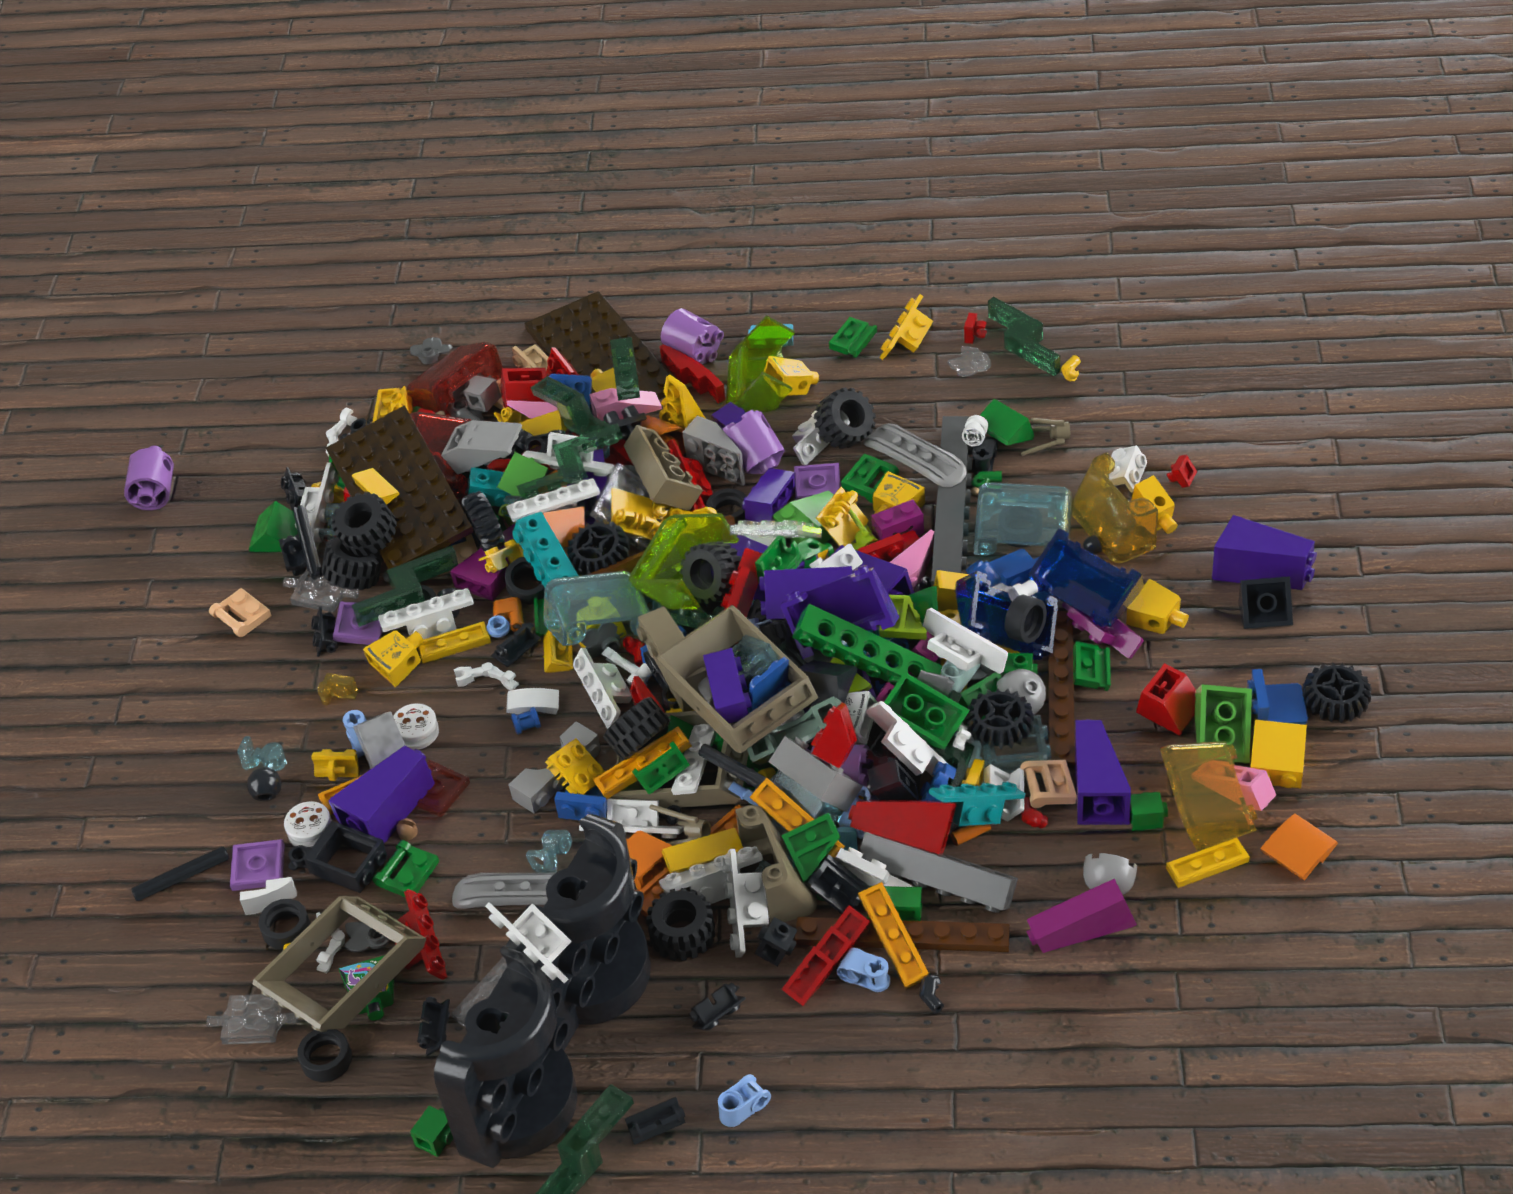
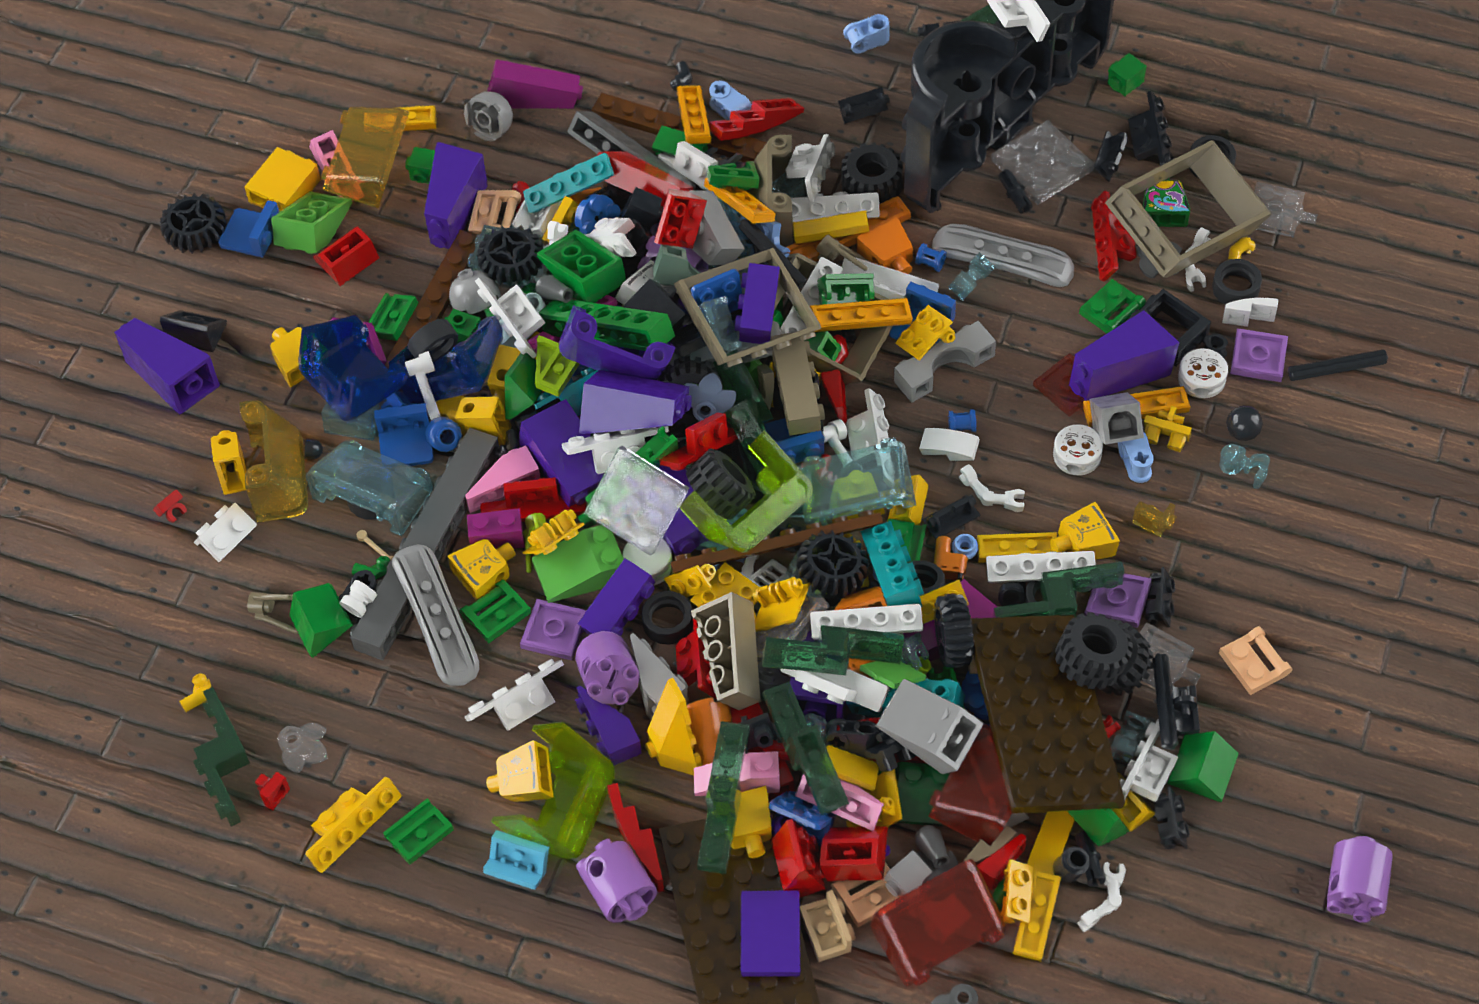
camera: 165 degrees left, 10 degrees up
(373, 482) = (1072, 702): yellow slope -> none
(394, 1065) = (1150, 133): none -> black bracket
(573, 340) = (770, 933): none -> dark purple tile
(636, 728) = (871, 339): black tyre -> none
(779, 937) = (800, 132): black brick -> none
(856, 409) = (490, 672): black tyre -> none
(1298, 846) = (317, 106): orange slope -> none

